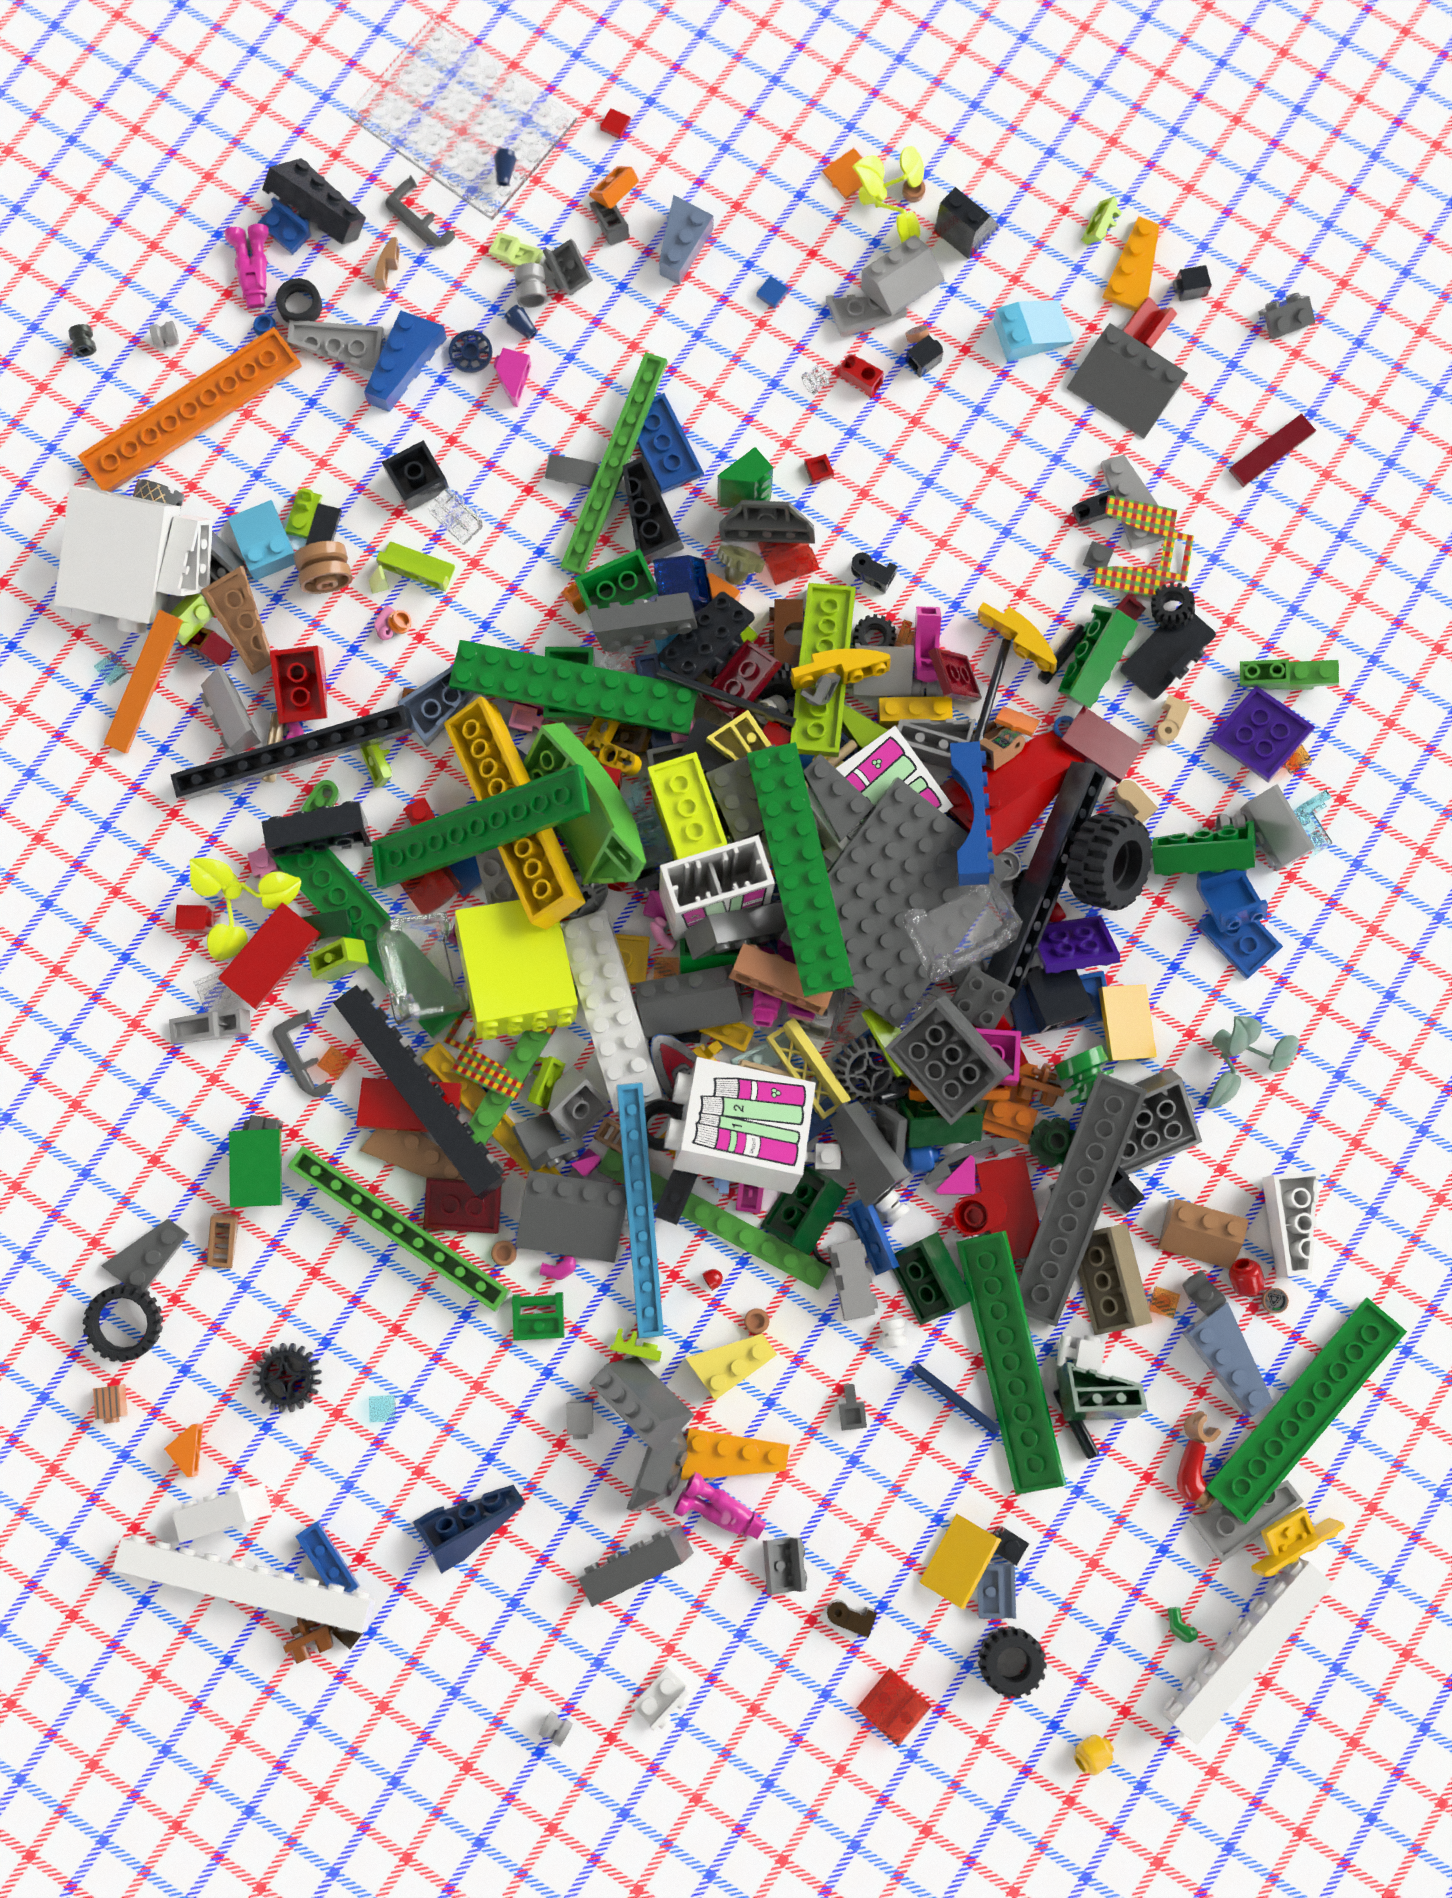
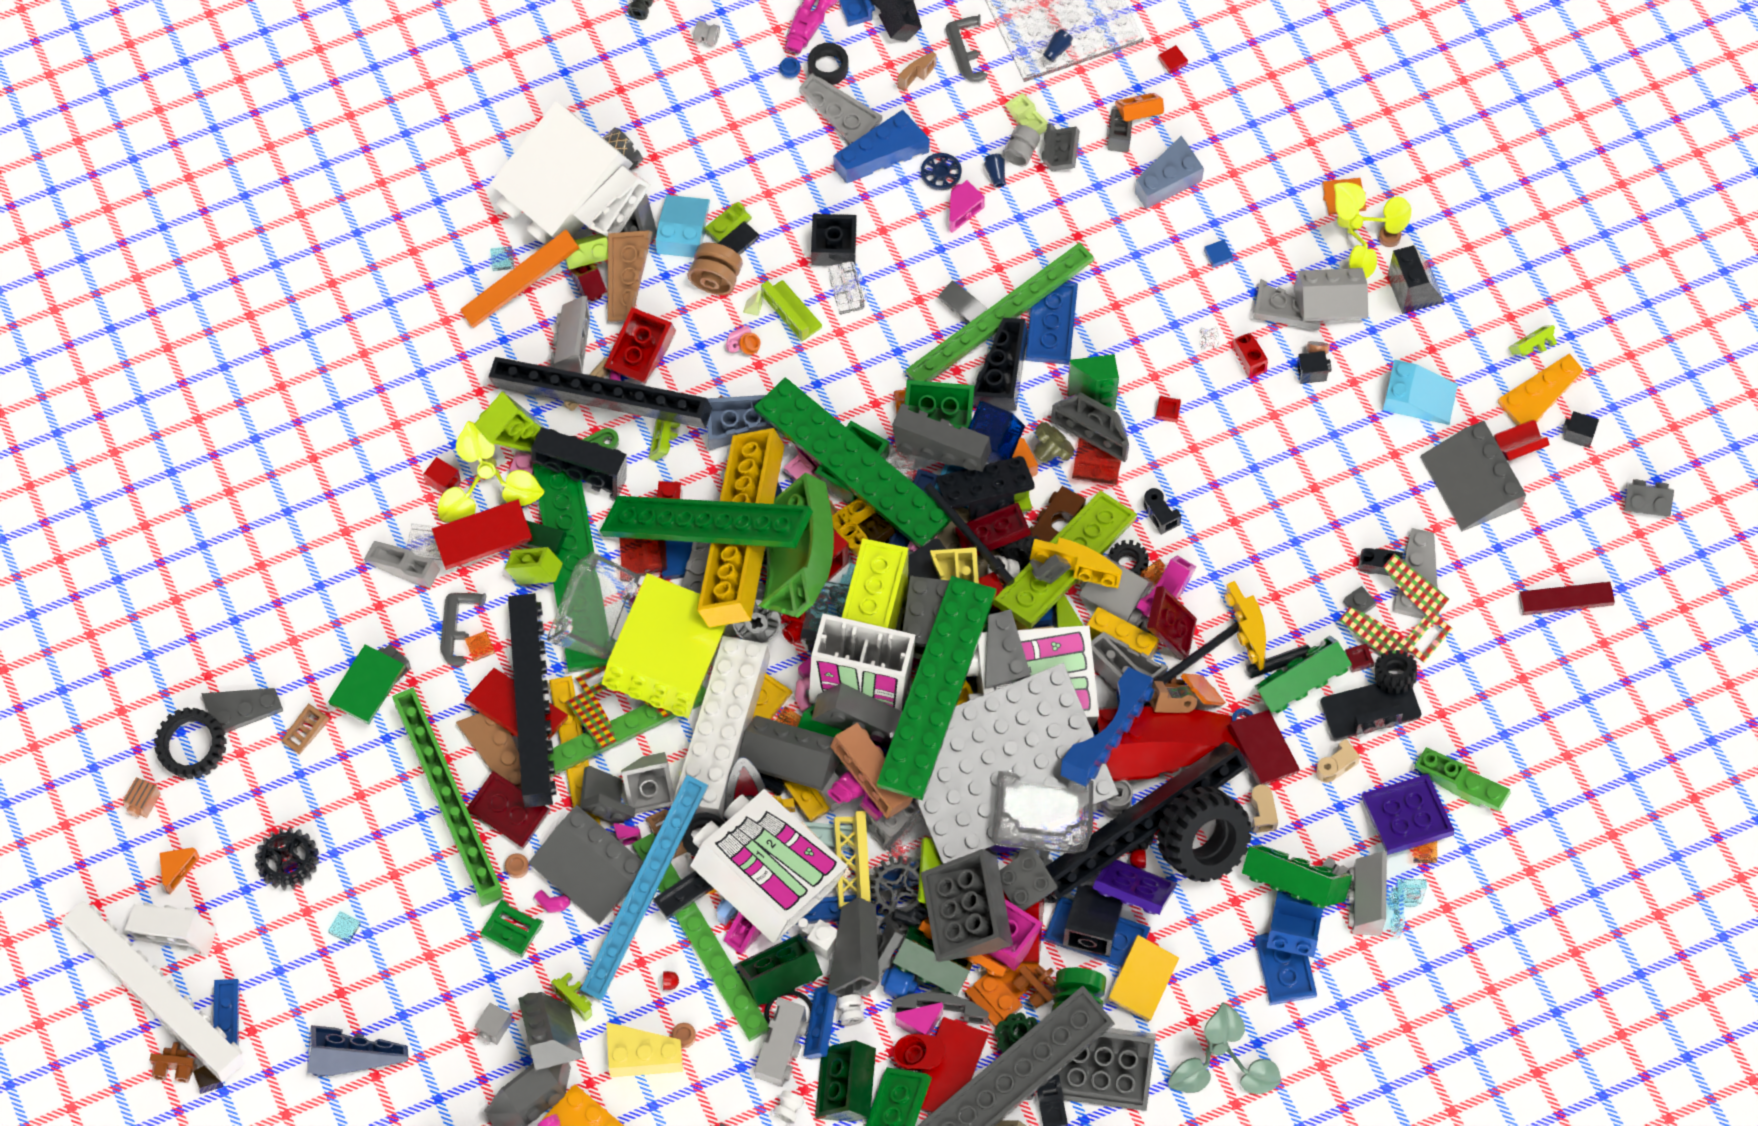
camera: 35 degrees right, 15 degrees down
(190, 411) = (690, 100): orange plate -> none
(231, 838) = (508, 424): none -> lime wedge
(543, 1085) = (642, 746): lime plate -> none

